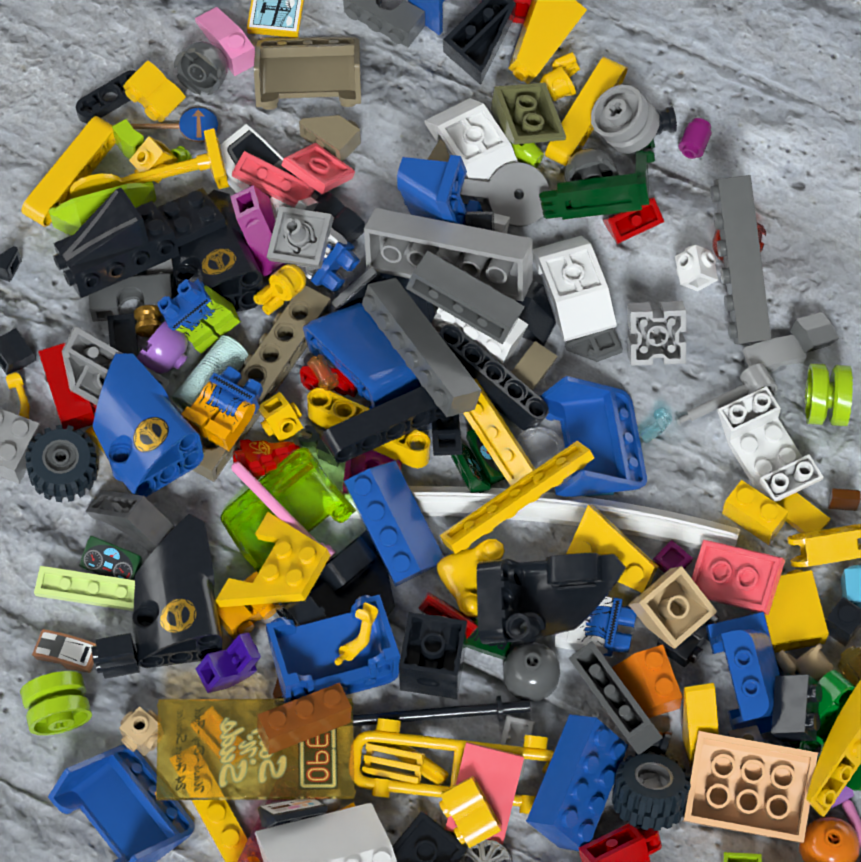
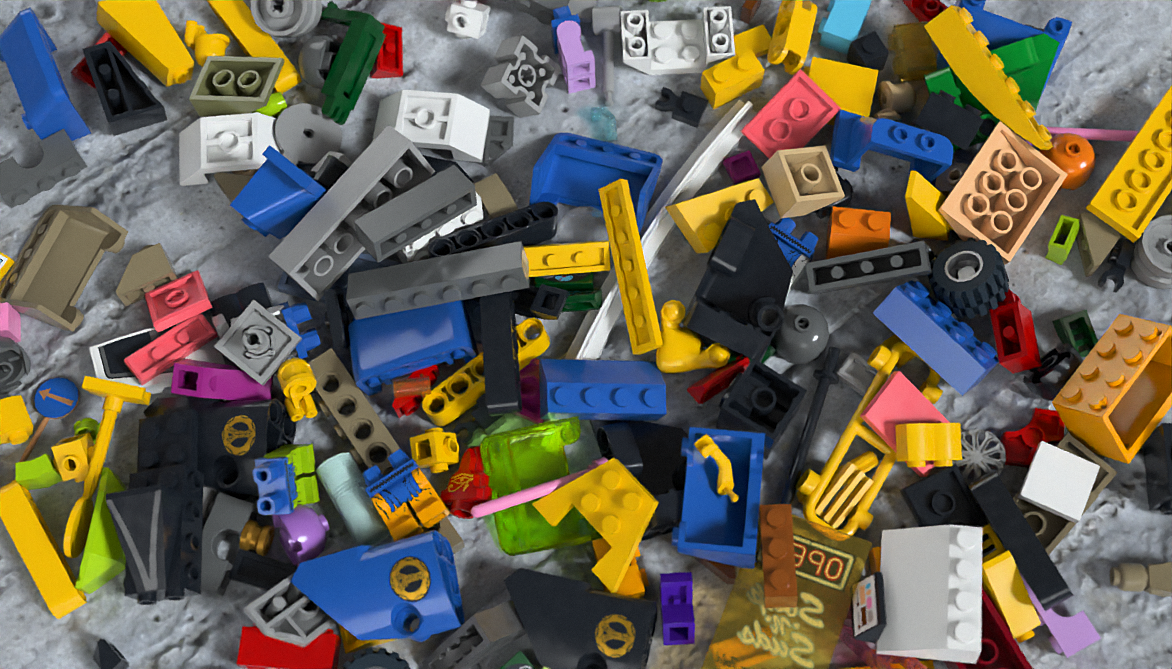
camera: 65 degrees left, 5 degrees up
(707, 363) = (576, 65): none -> lavender hips
(708, 487) = (685, 108): none -> black plate

